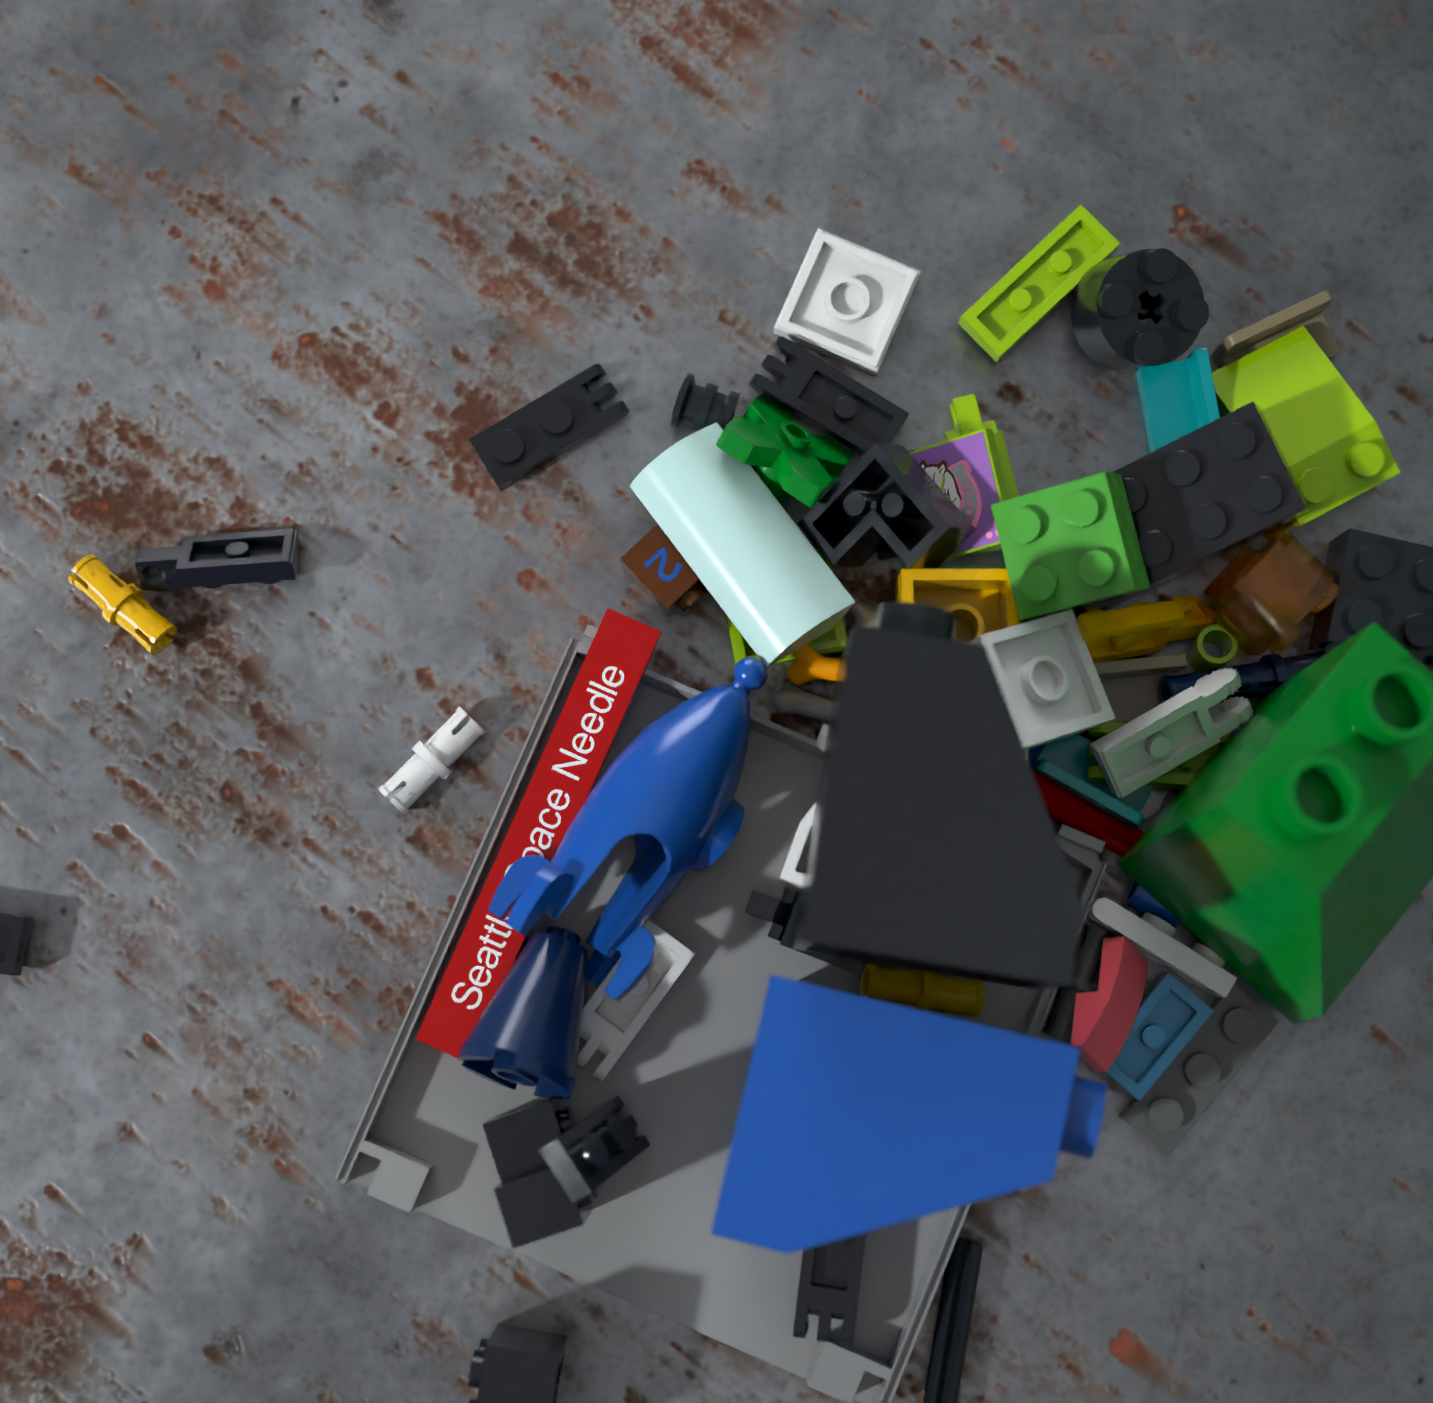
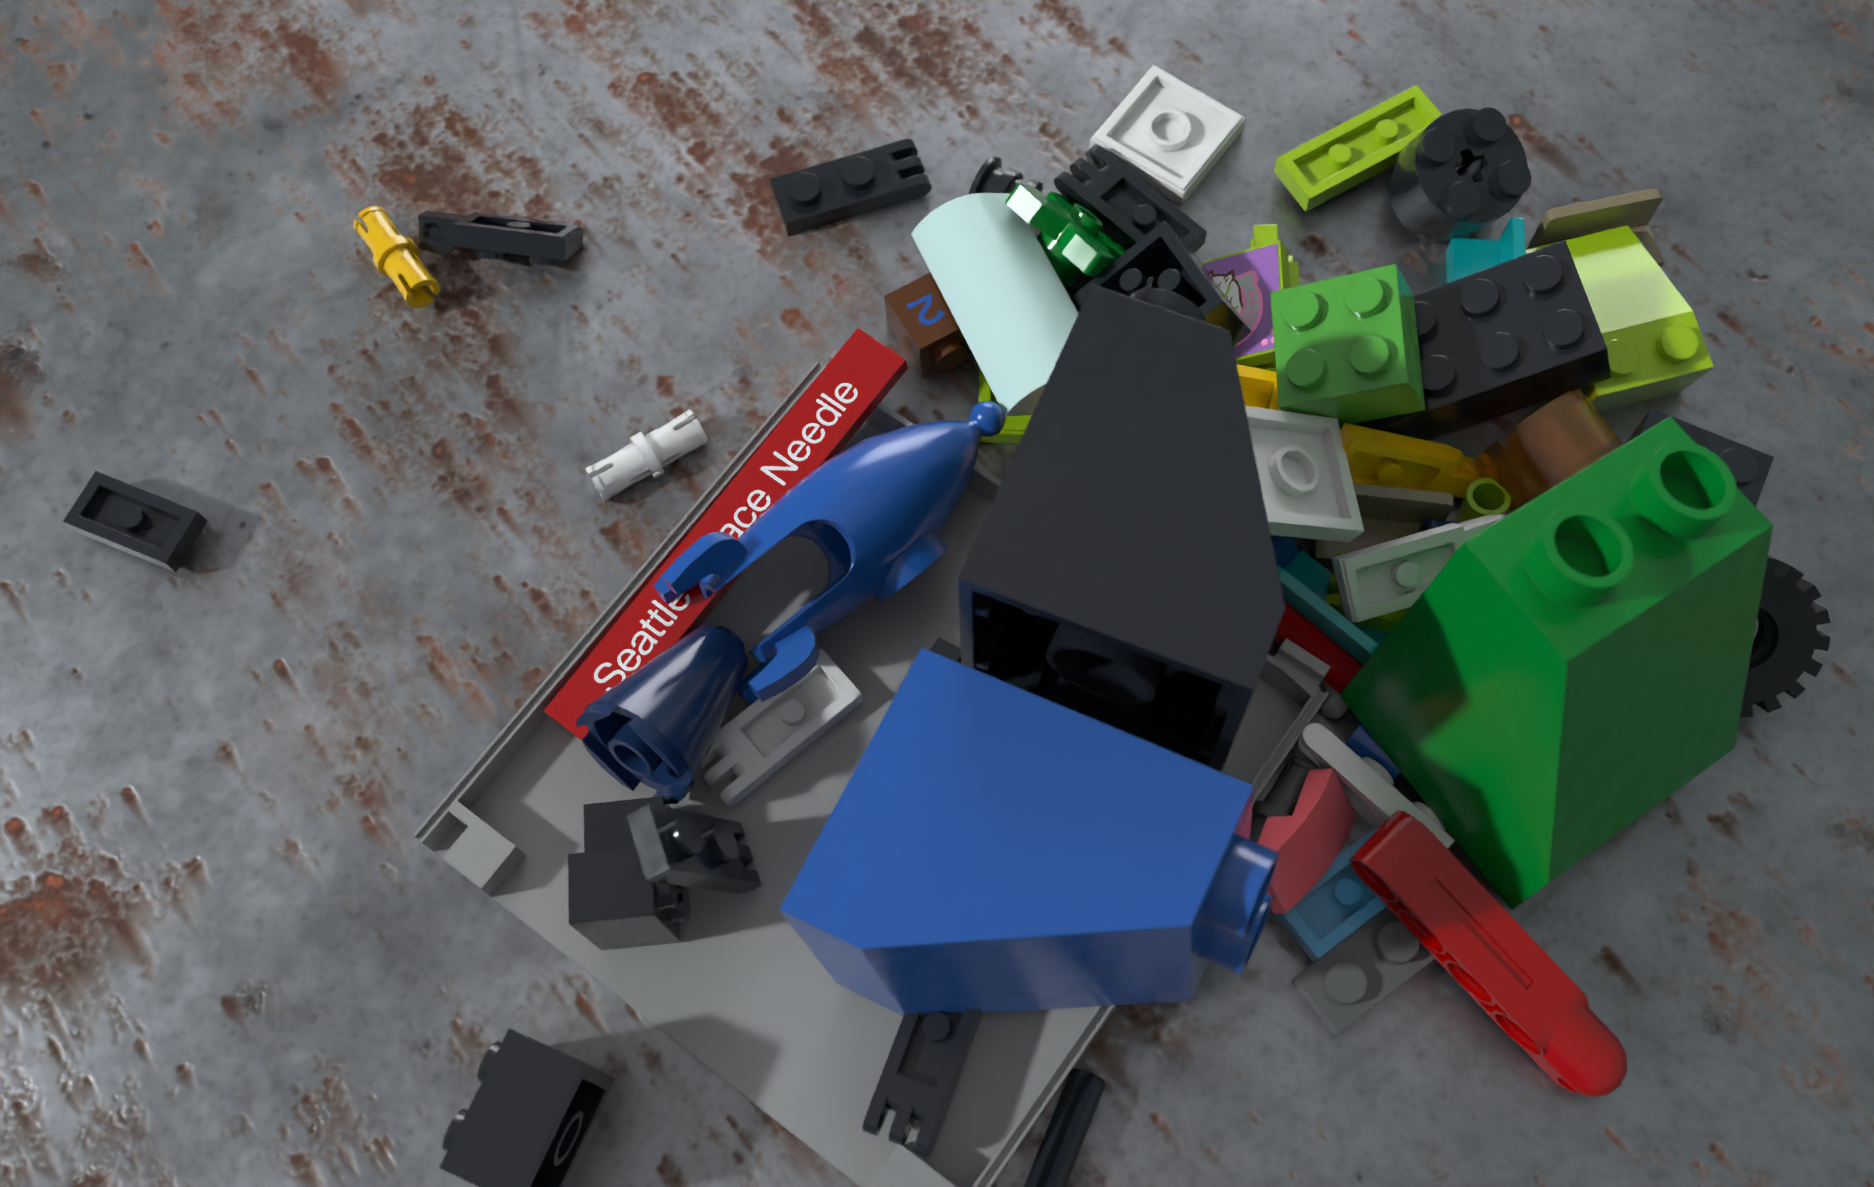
camera: 20 degrees right, 15 degrees down
(1281, 1069) = (1490, 956): none -> red piece

